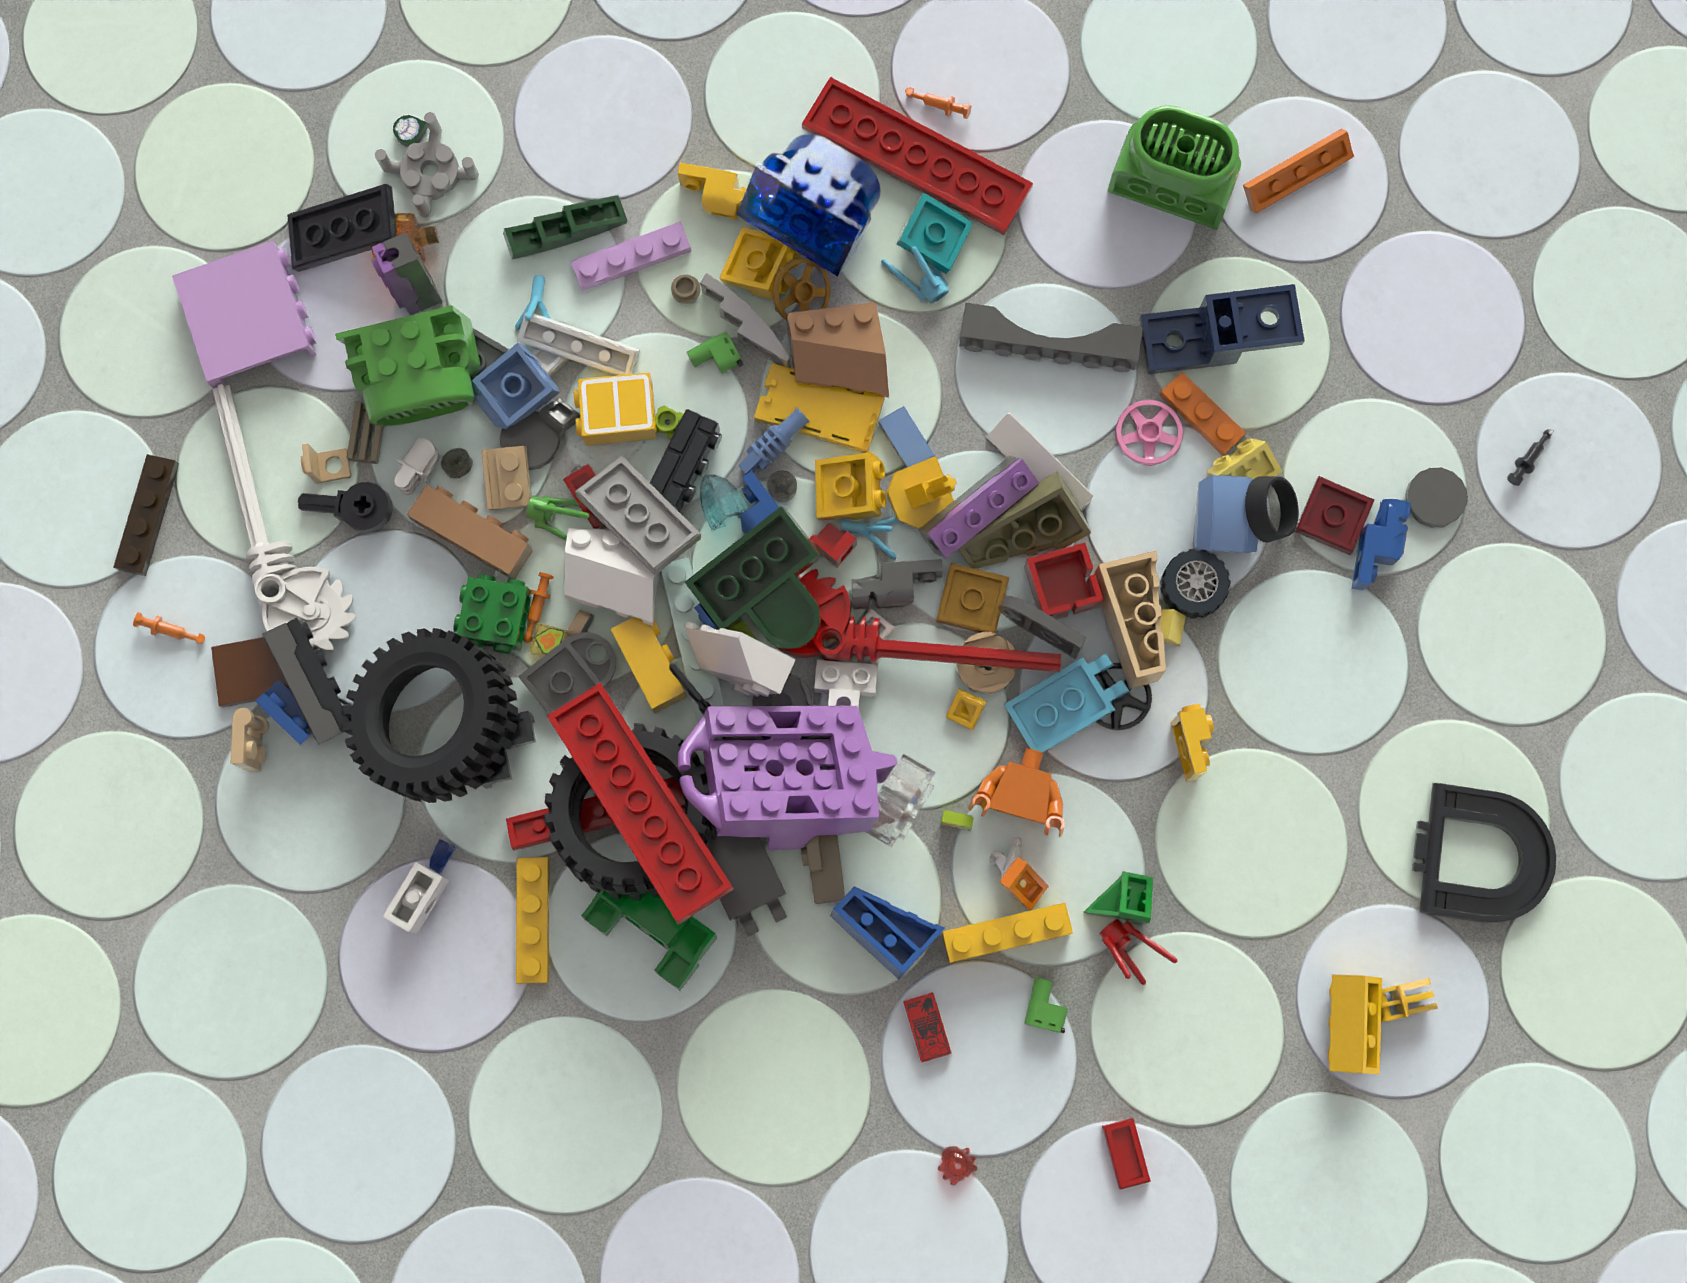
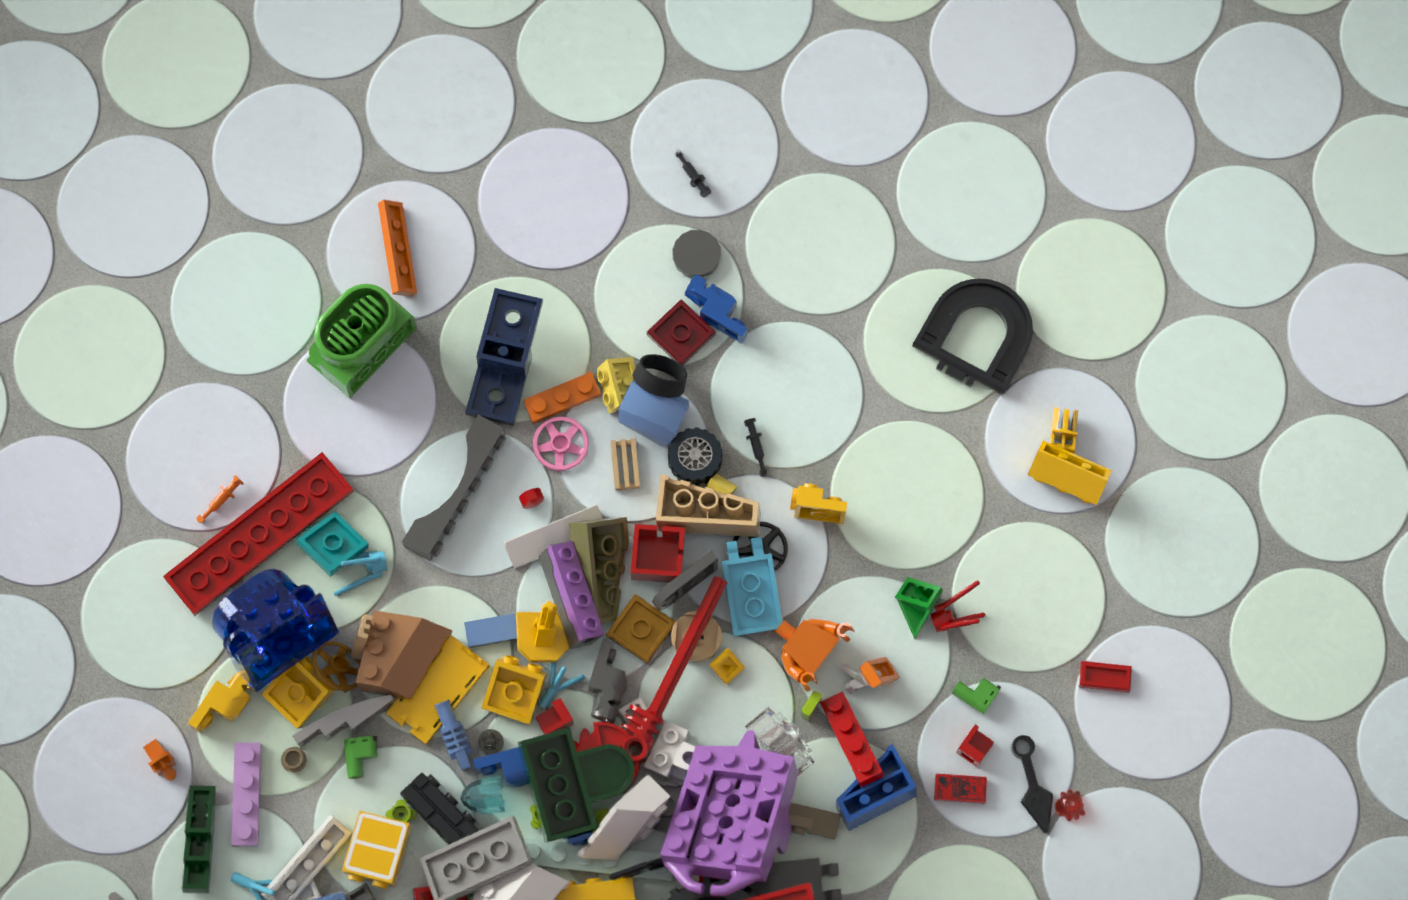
camera: 75 degrees left, 5 degrees down
(634, 155) = (161, 761): none -> orange piece
(837, 298) = (361, 636): none -> tan tile
(933, 880) = (851, 739): none -> red plate
(948, 1122) = (1036, 799): none -> black piece
(983, 1027) = (975, 746): none -> red panel
(1007, 933) = (911, 700): yellow brick -> none
(1072, 423) = (531, 498): none -> red tile
(1176, 499) = (623, 443): none -> tan tile
(1238, 647) = (756, 444): none -> black piece

